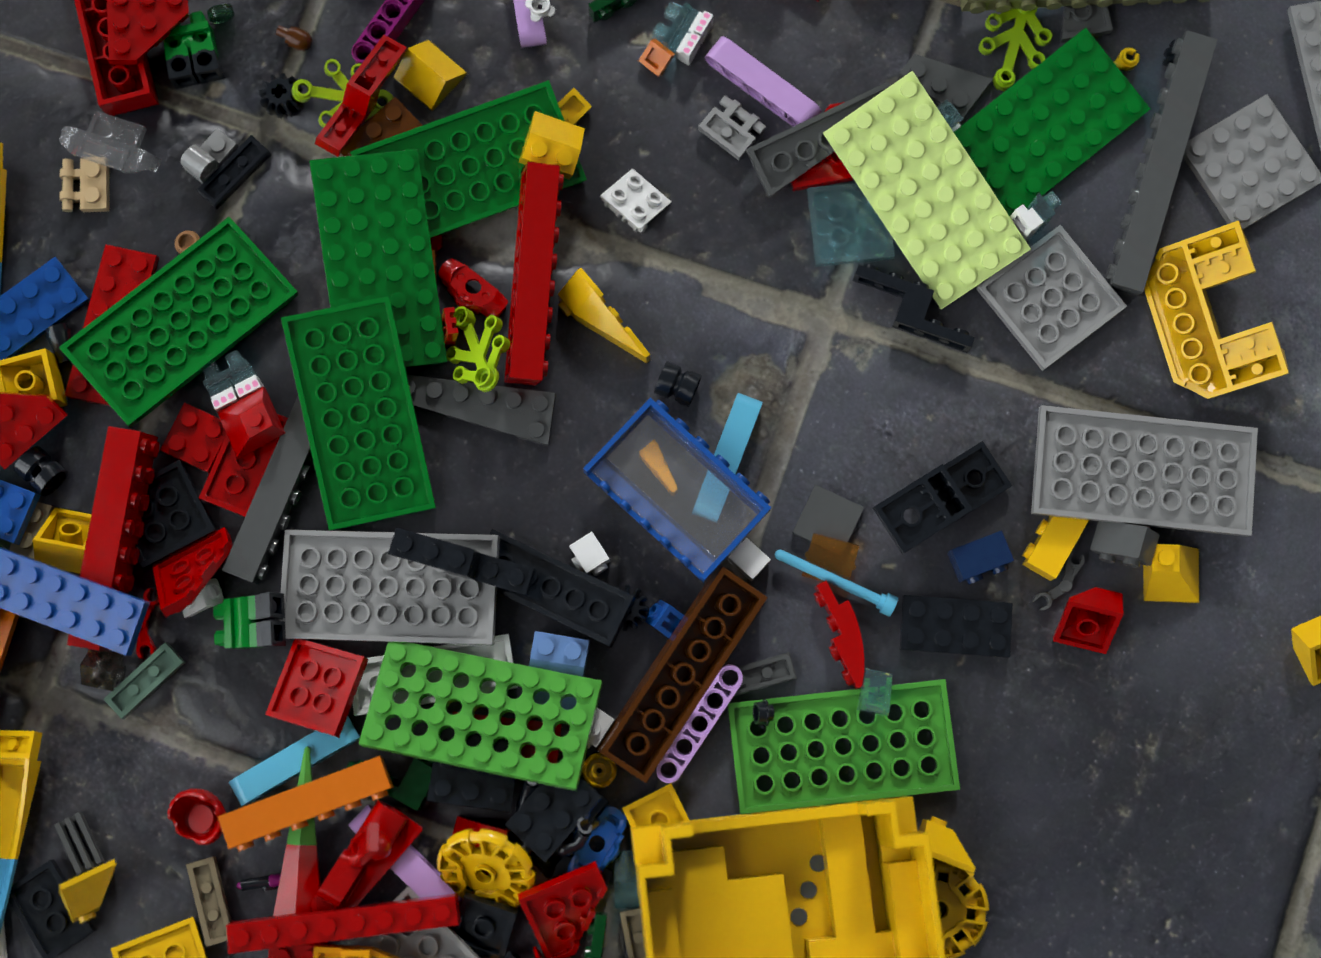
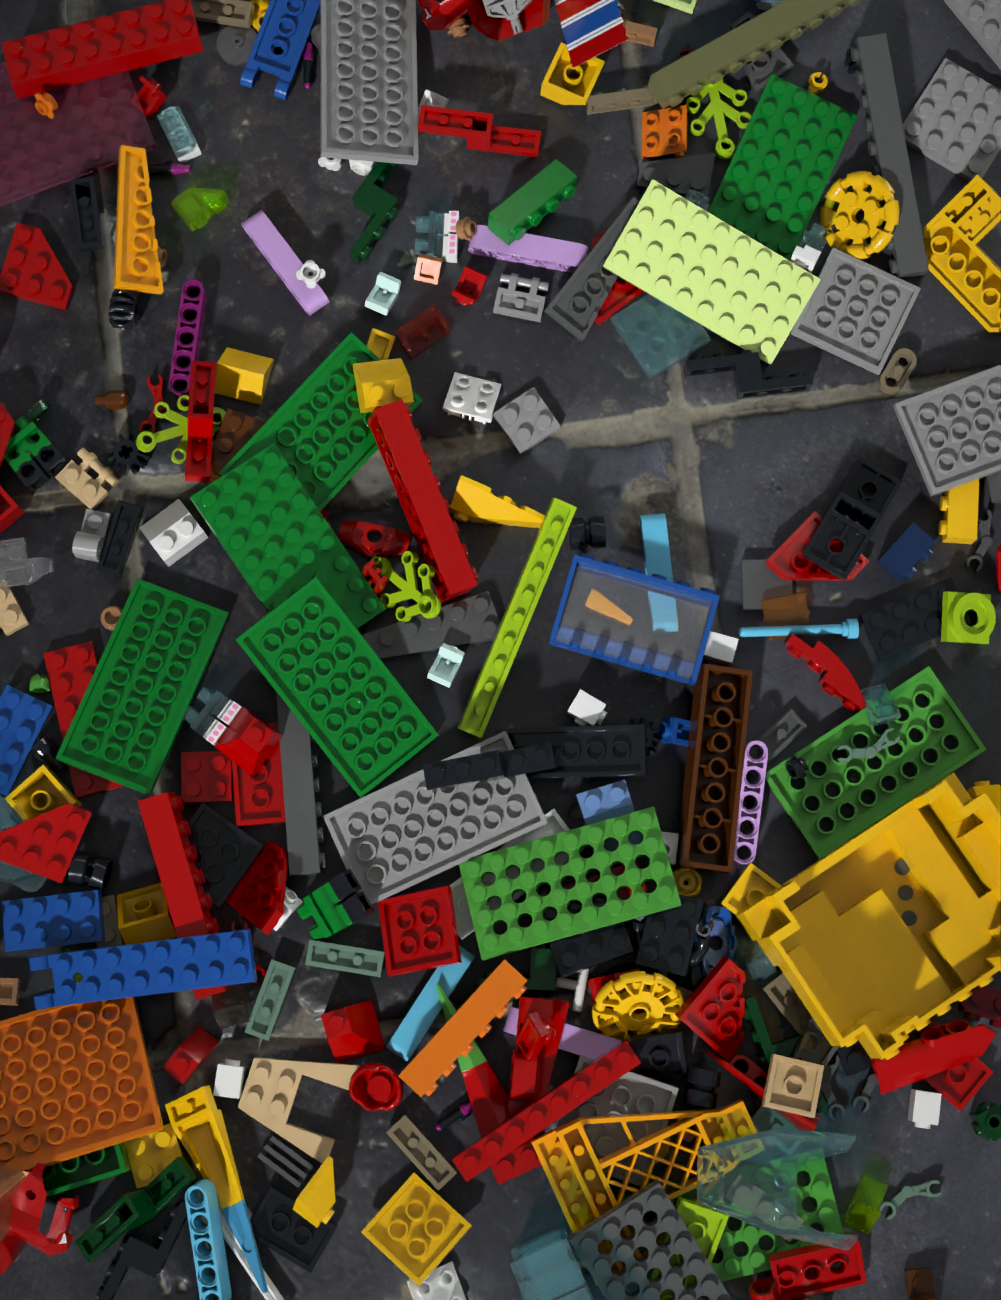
camera: 25 degrees left, 0 degrees up
(41, 695) = (191, 1055): none -> red slope
(66, 737) = (229, 1079): none -> white brick
(86, 272) = (39, 685): none -> bright green hinge
(100, 771) = (272, 1092): none -> tan wing
(206, 750) = (353, 1031): none -> red slope
(226, 105) = (84, 486): none -> tan plate
(235, 677) = (345, 958): none -> sand green plate
(285, 191) = (173, 532): none -> white slope
(341, 51) = (157, 392): none -> red piece
(443, 816) = (578, 985): none -> white piece
(477, 444) = (446, 665): none -> light aqua bracket
(567, 431) = (517, 617): none -> lime plate
(602, 60) = (383, 294): none -> light aqua bracket
(620, 114) = (422, 331): none -> clear red hinge
(676, 248) = (526, 421): none -> light grey plate
(688, 93) = (470, 286): none -> red bracket
(711, 35) = (466, 229): none -> medium nougat plate
(788, 40) = (532, 202): none -> green brick
(844, 734) = (869, 752): none -> sand green piece
(858, 512) = (790, 565): none -> red plate
(953, 35) = (664, 132): none -> orange hinge
(990, 648) = (953, 623): none -> lime piece
(1062, 377) = (896, 372): none -> dark tan plate
(1101, 190) = (846, 213): none -> yellow plate

